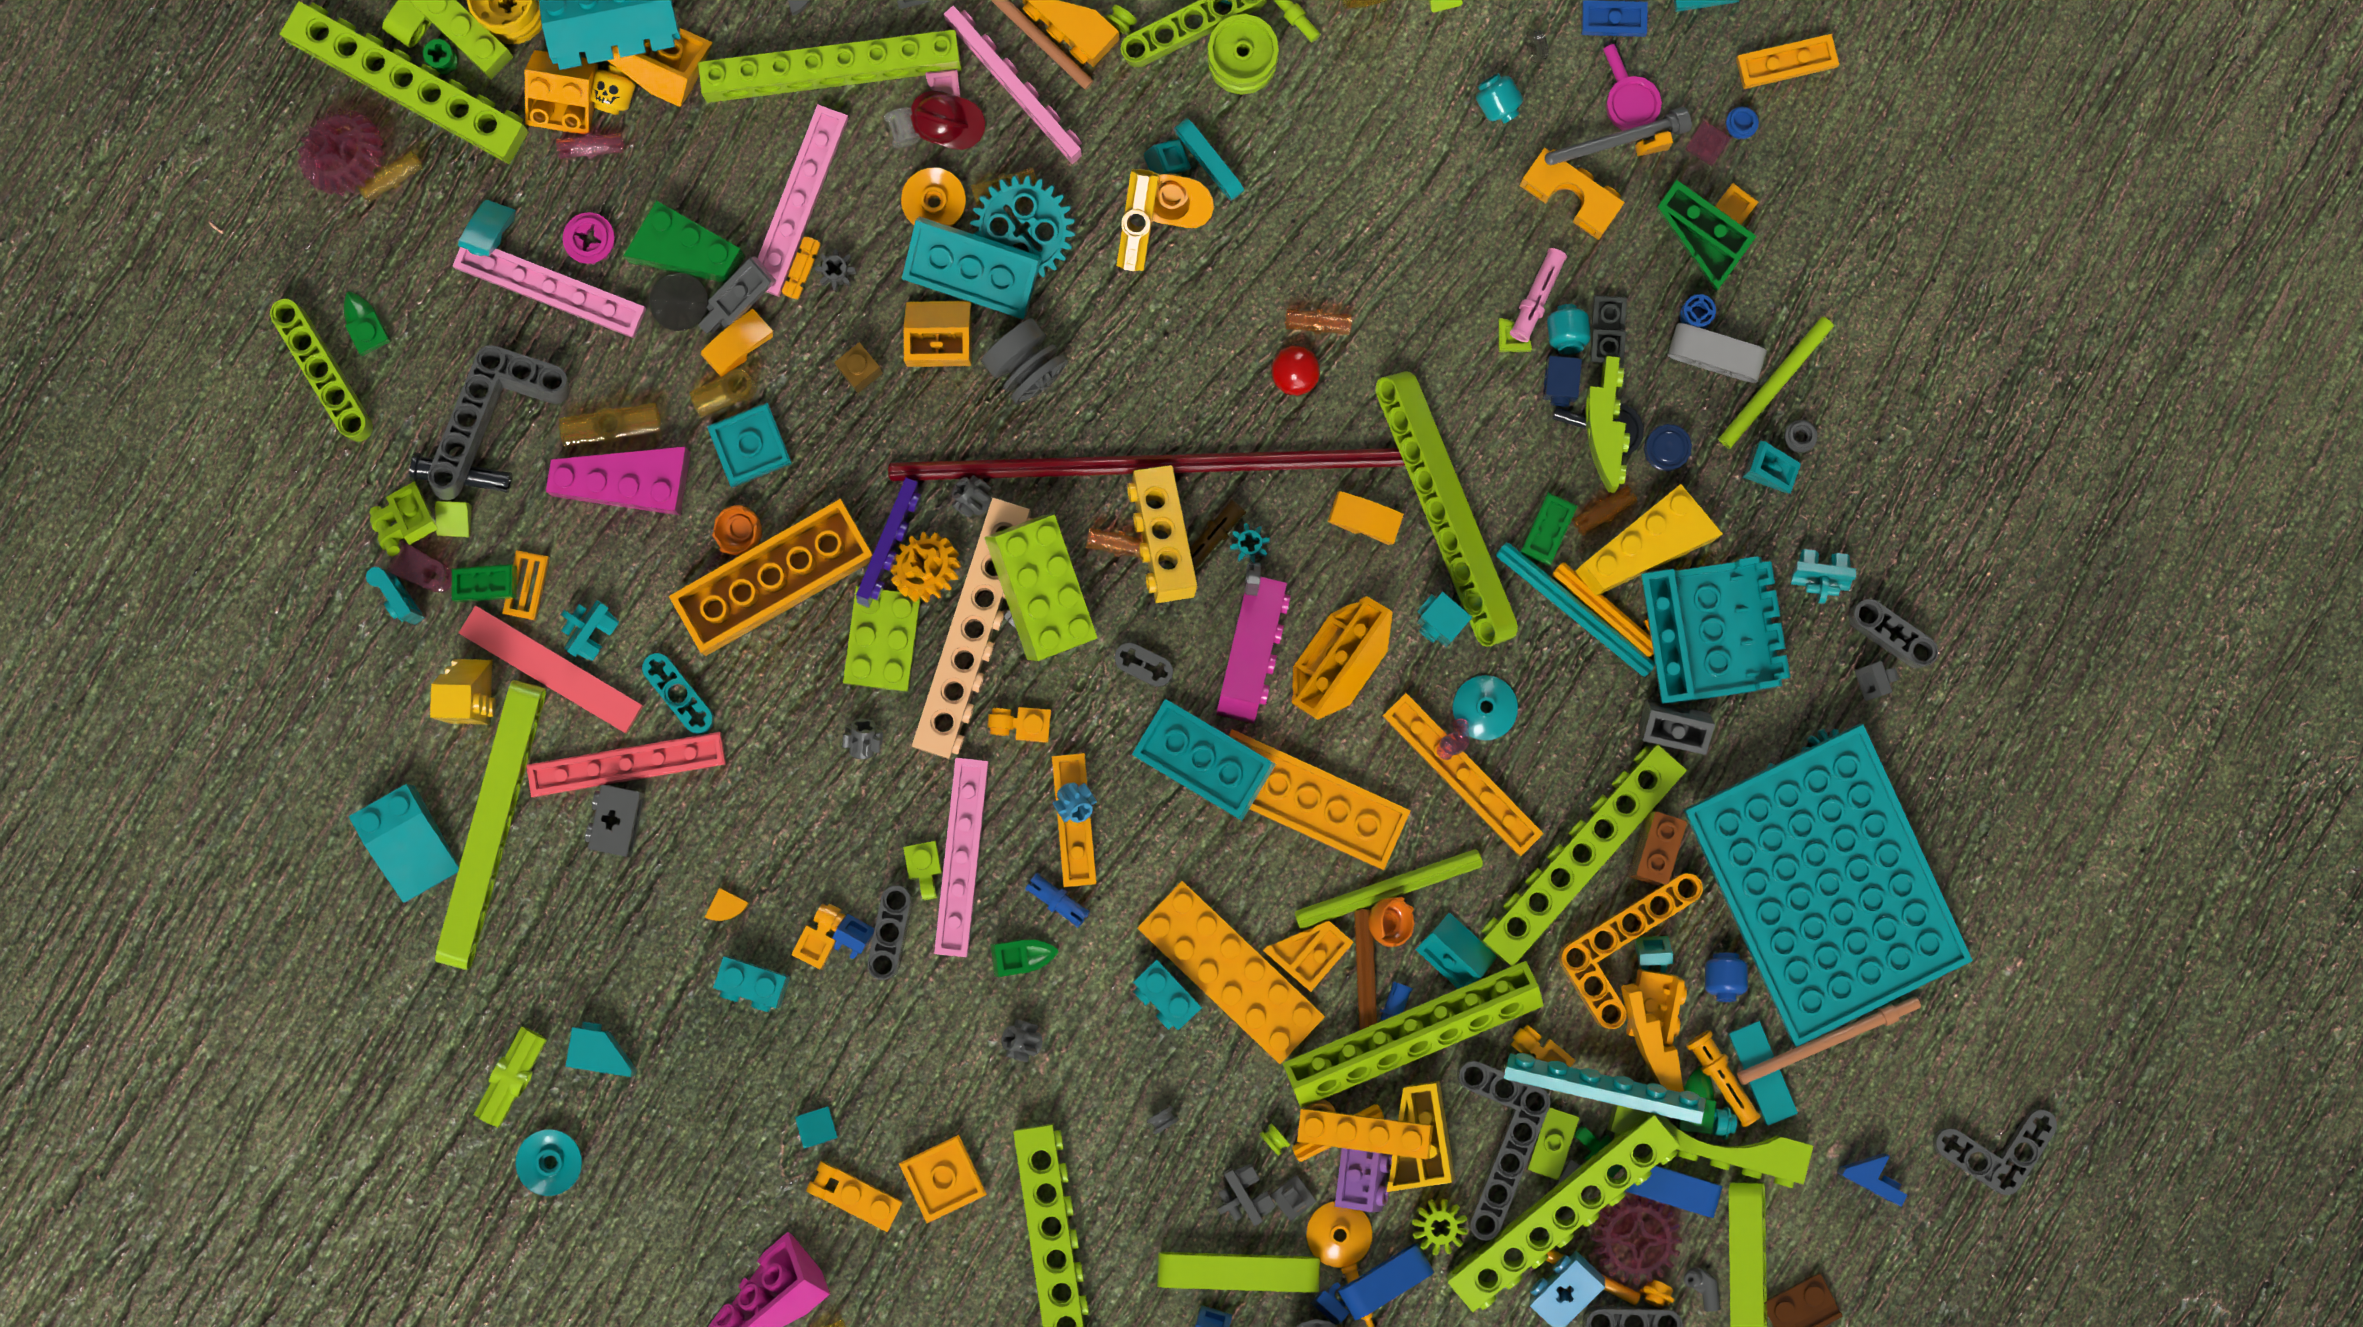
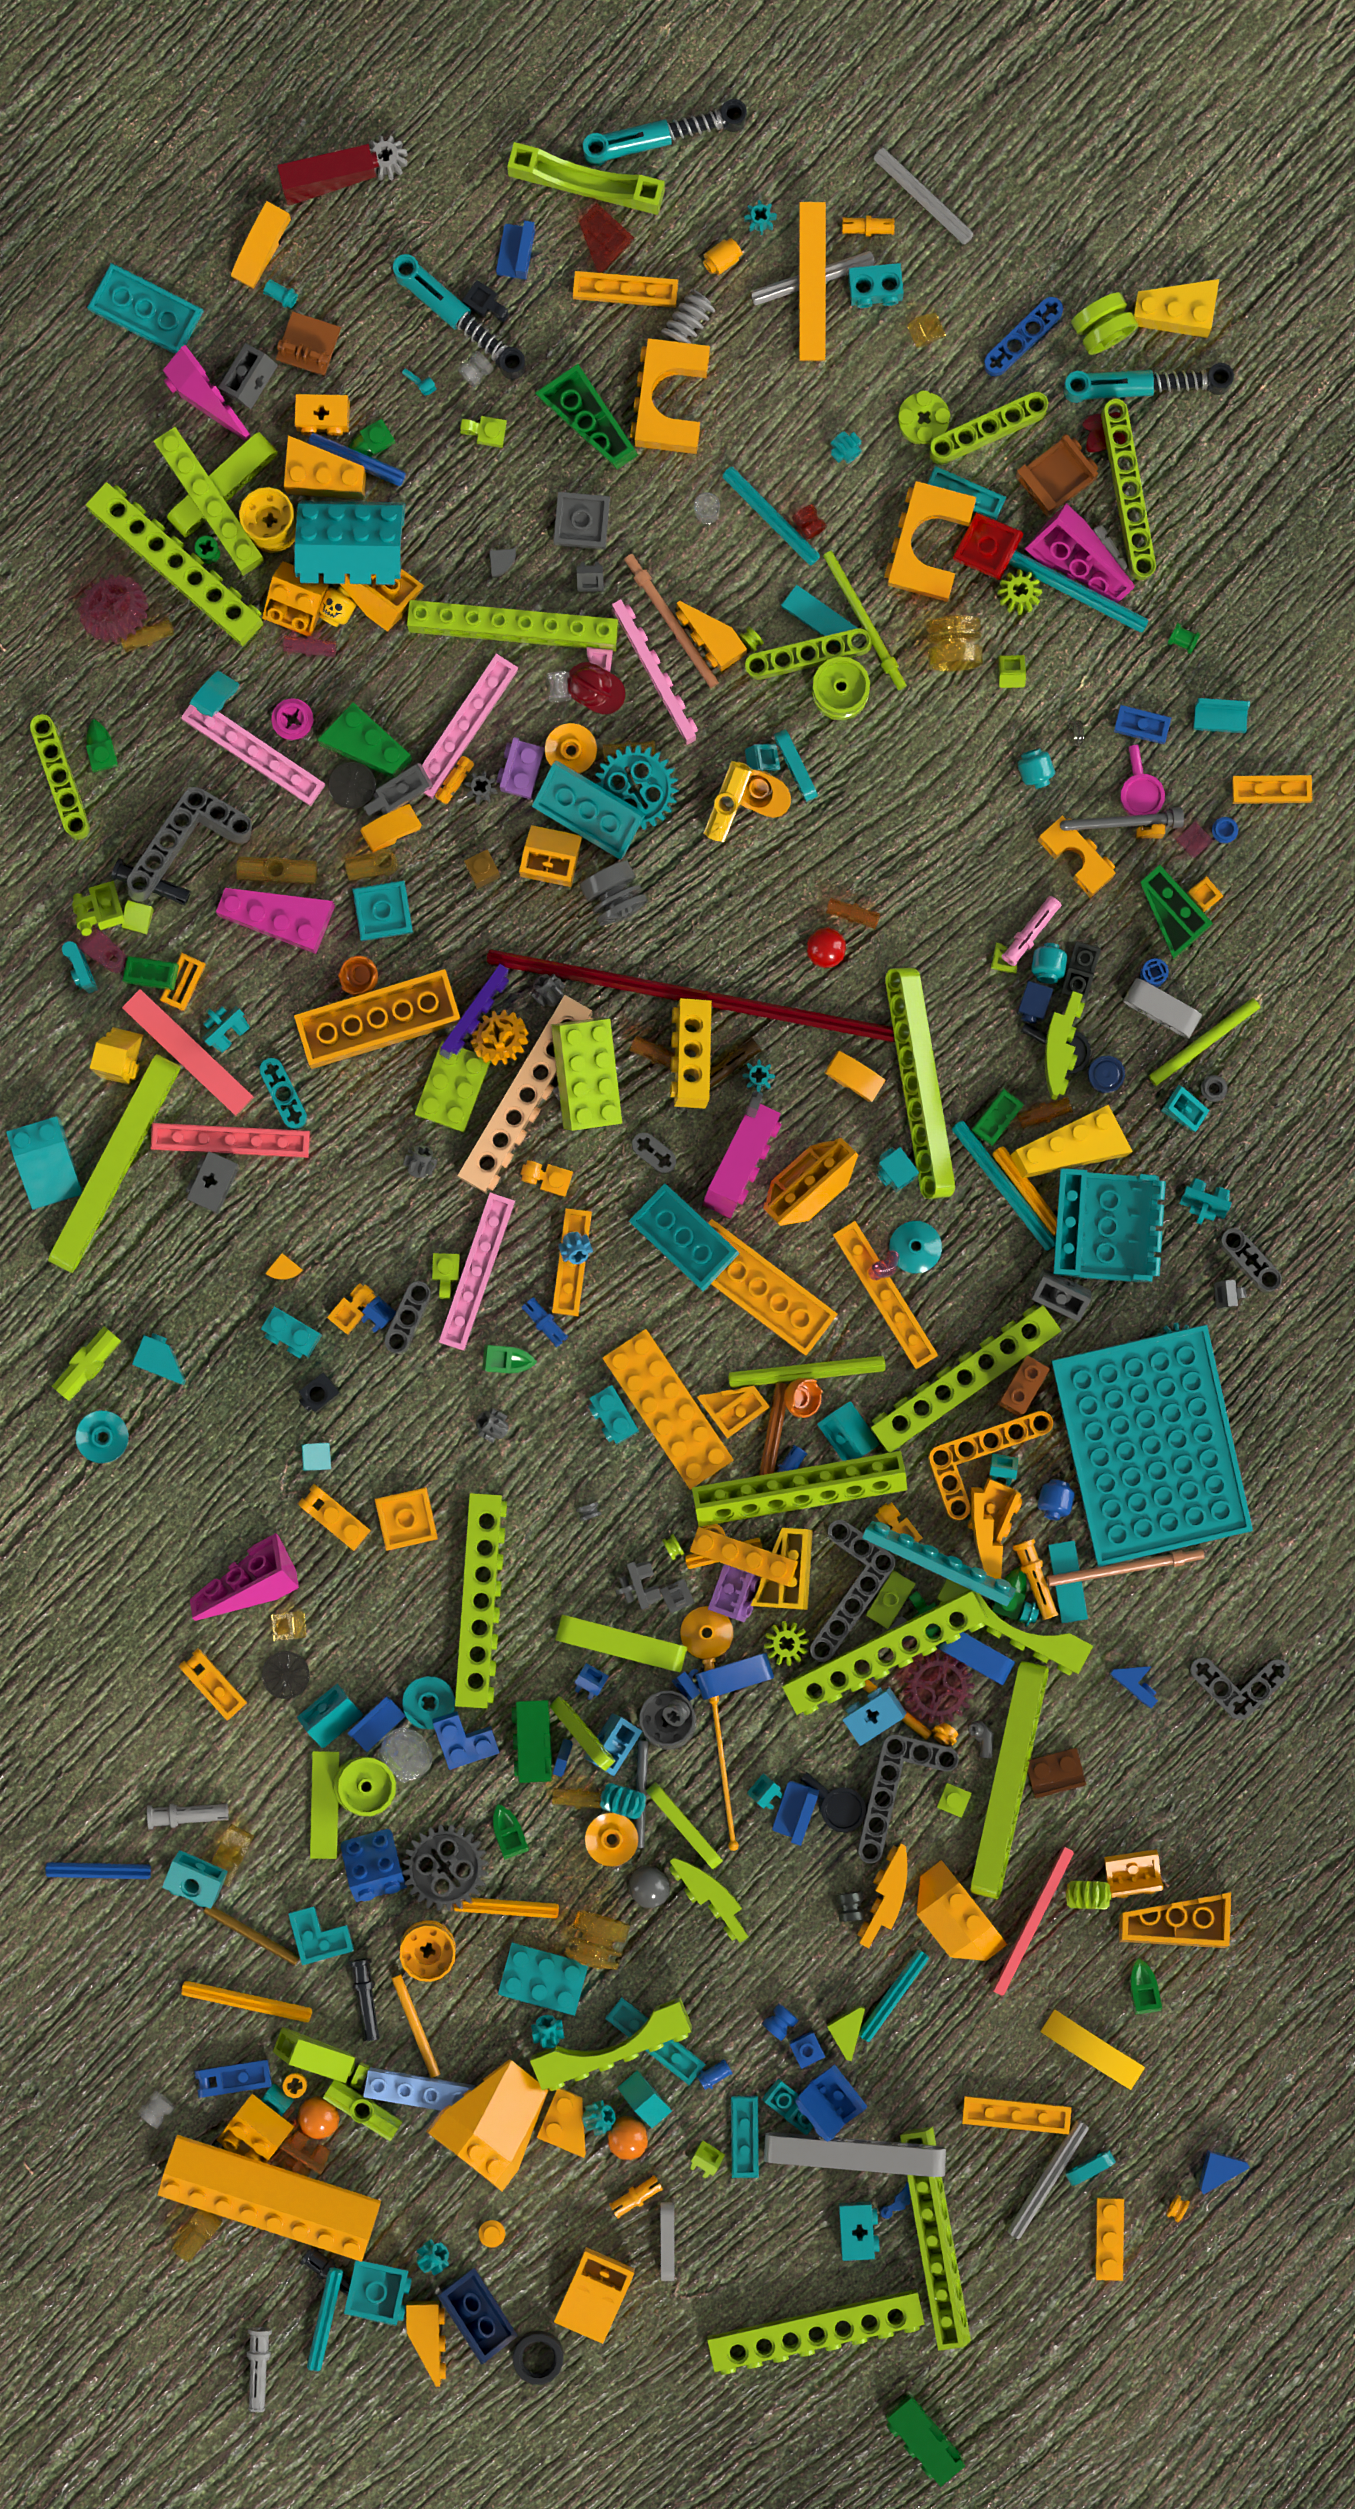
camera: 15 degrees right, 0 degrees up
(816, 1045) = (330, 1389): none -> black brick
(878, 236) = (521, 768): none -> medium lavender bracket

